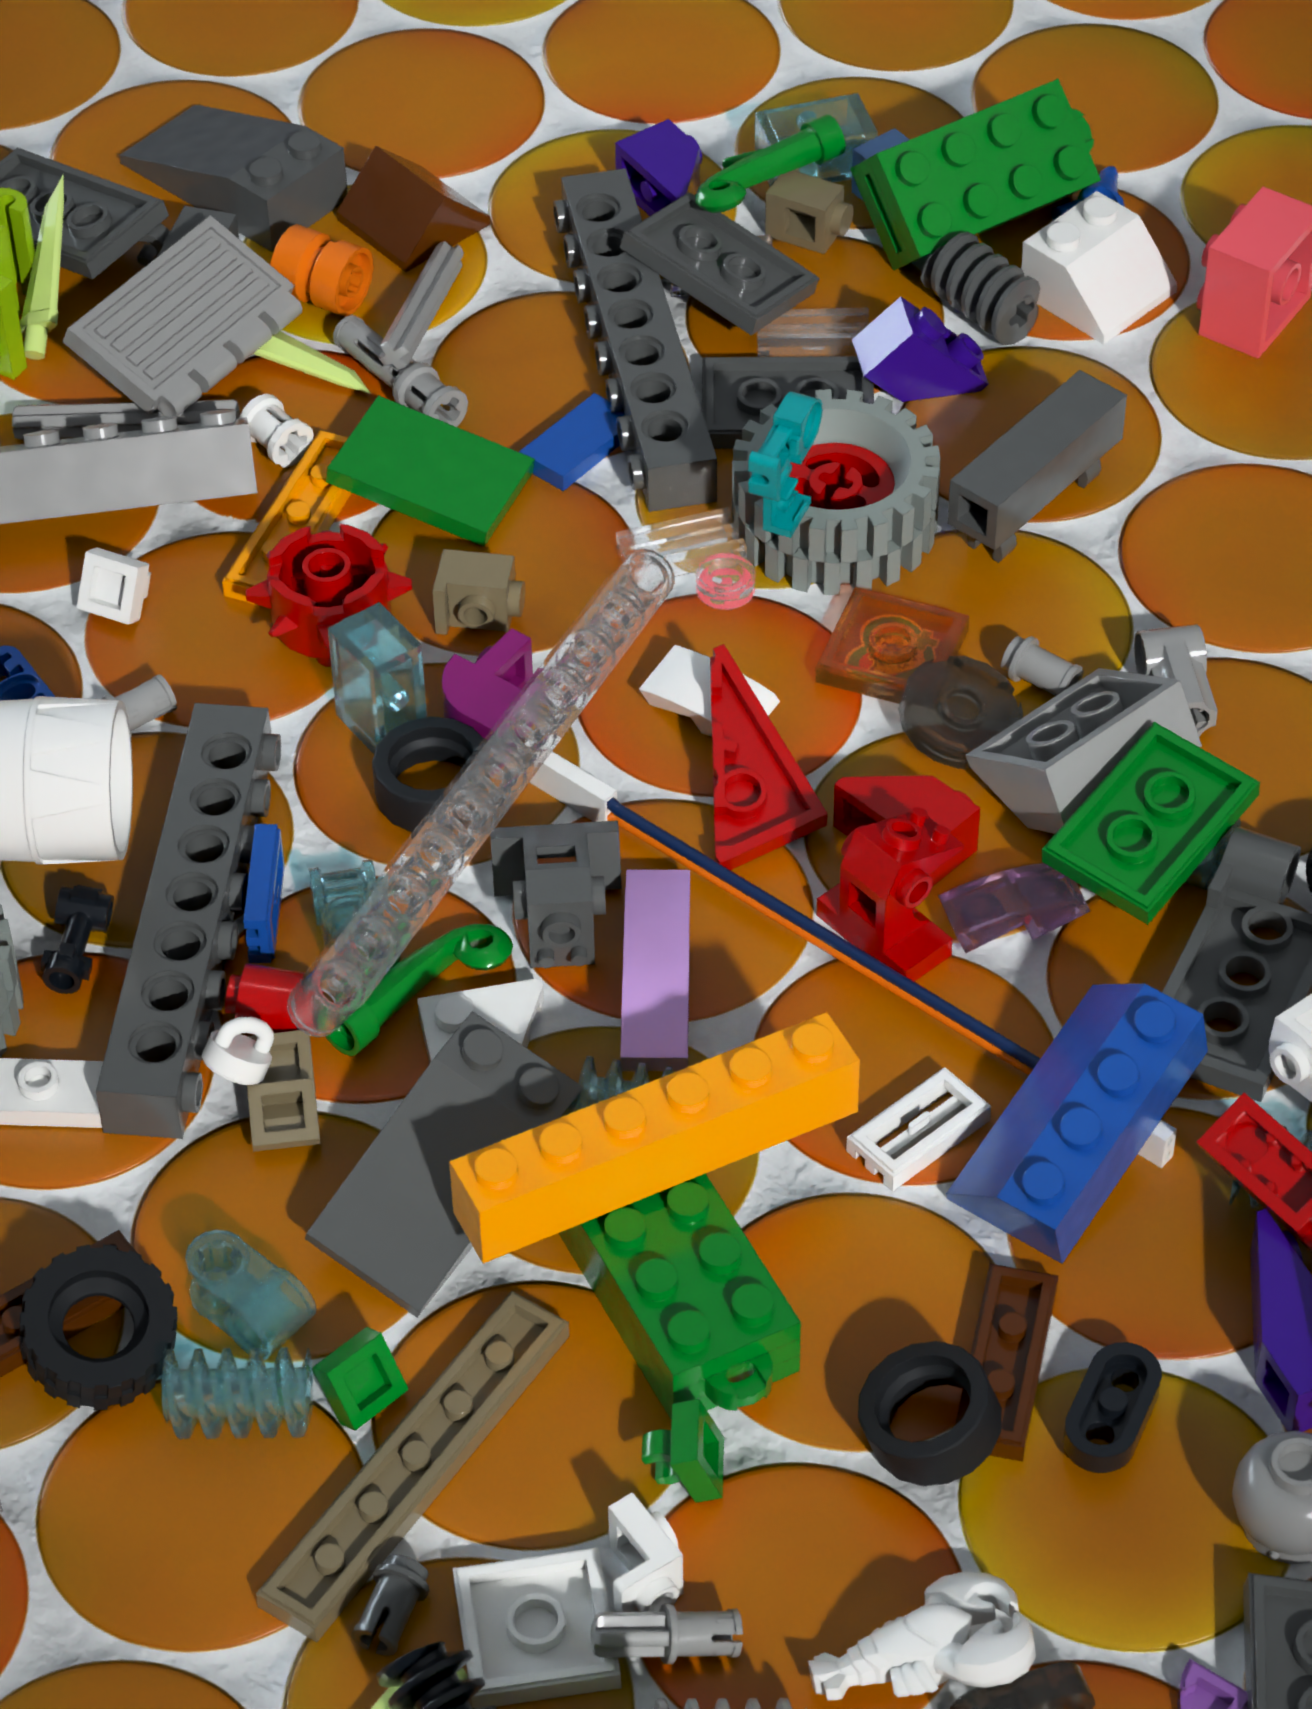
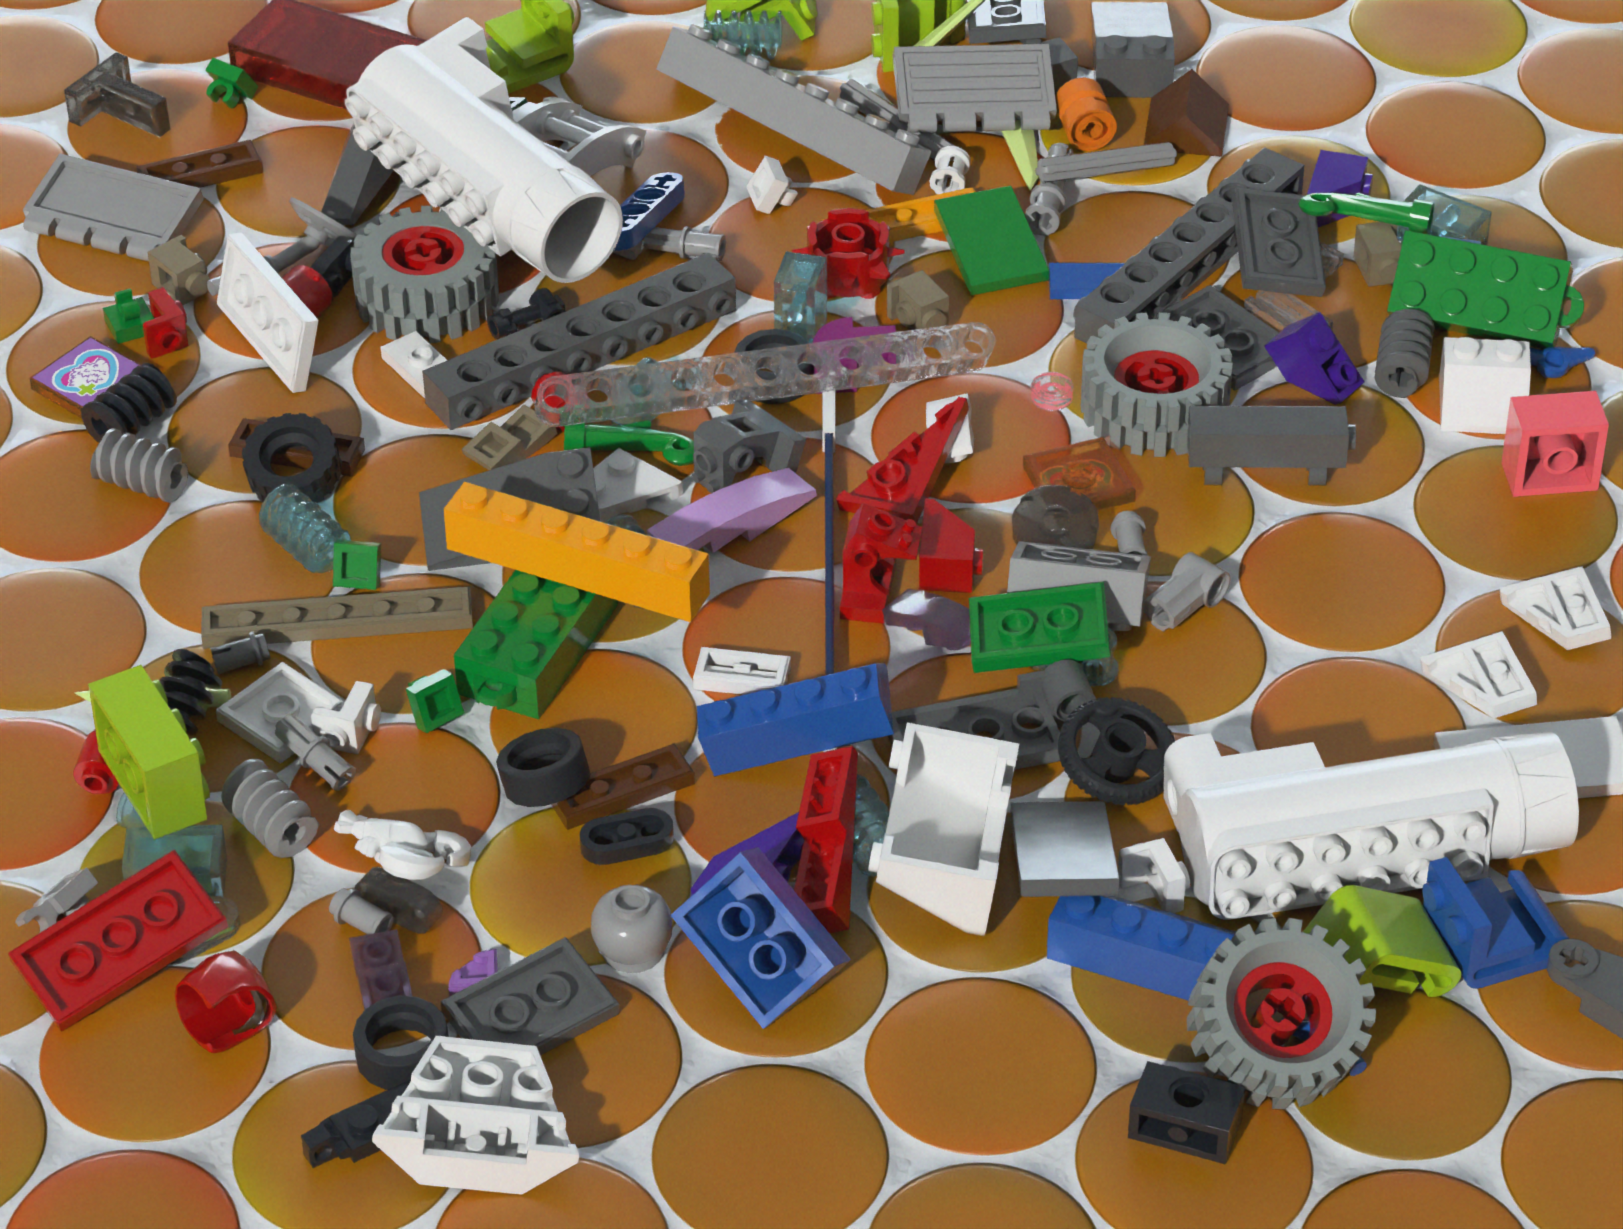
camera: 50 degrees right, 5 degrees down
(239, 1056) = (502, 402): white tile -> none
(245, 1292) = (365, 497): clear light blue piece -> none
(264, 893) = (627, 349): blue tile -> none
(683, 539) = (1047, 354): clear tile -> none
(788, 441) = (1088, 326): teal piece -> none

